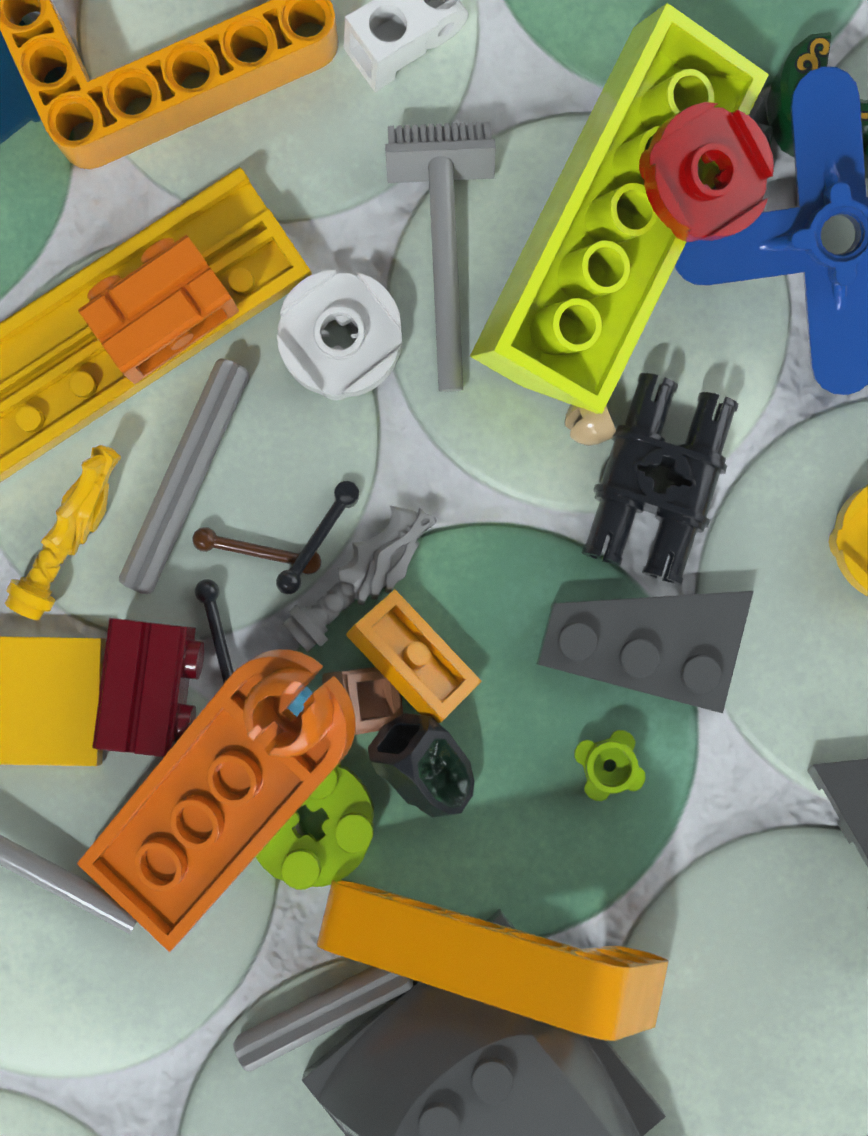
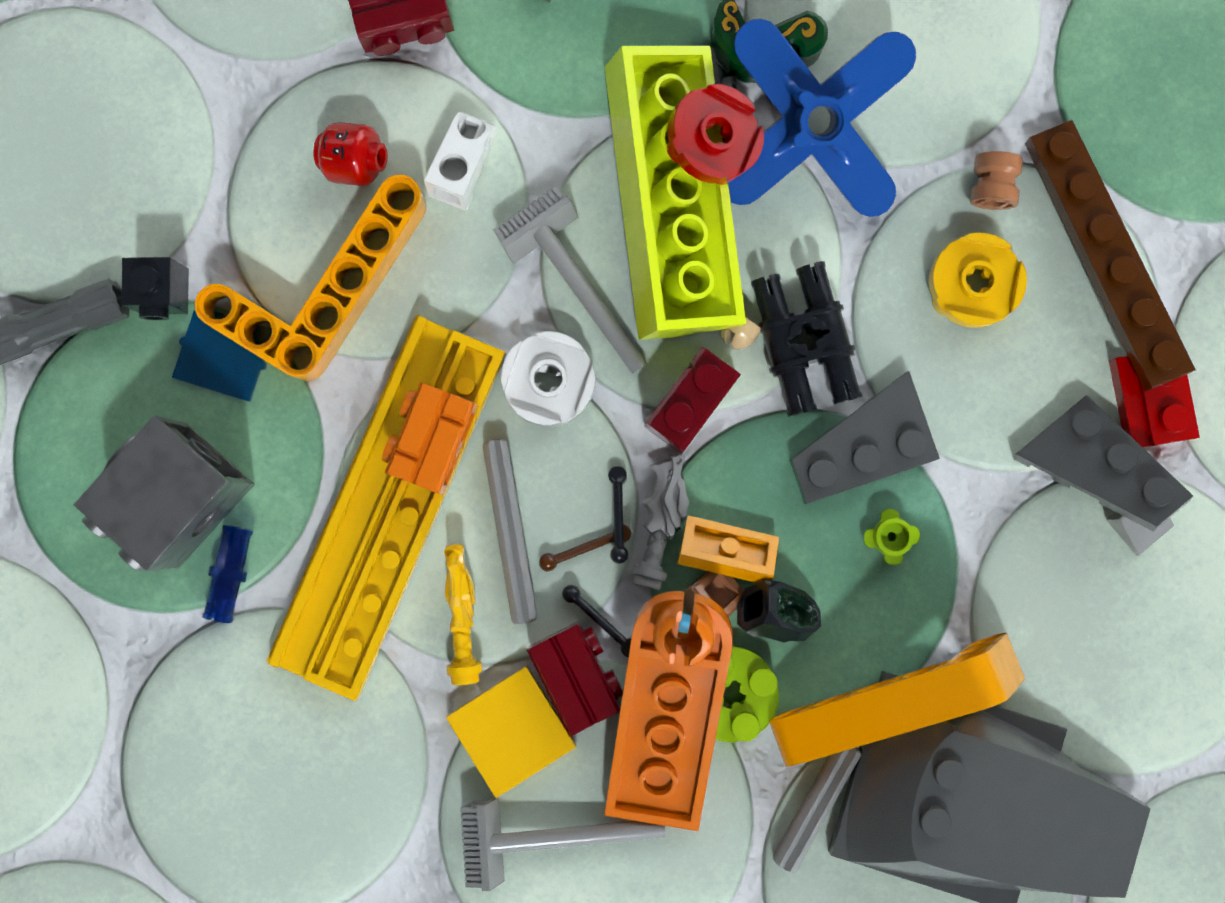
camera: 30 degrees left, 0 degrees up
(484, 461) = (692, 400): none -> dark red brick

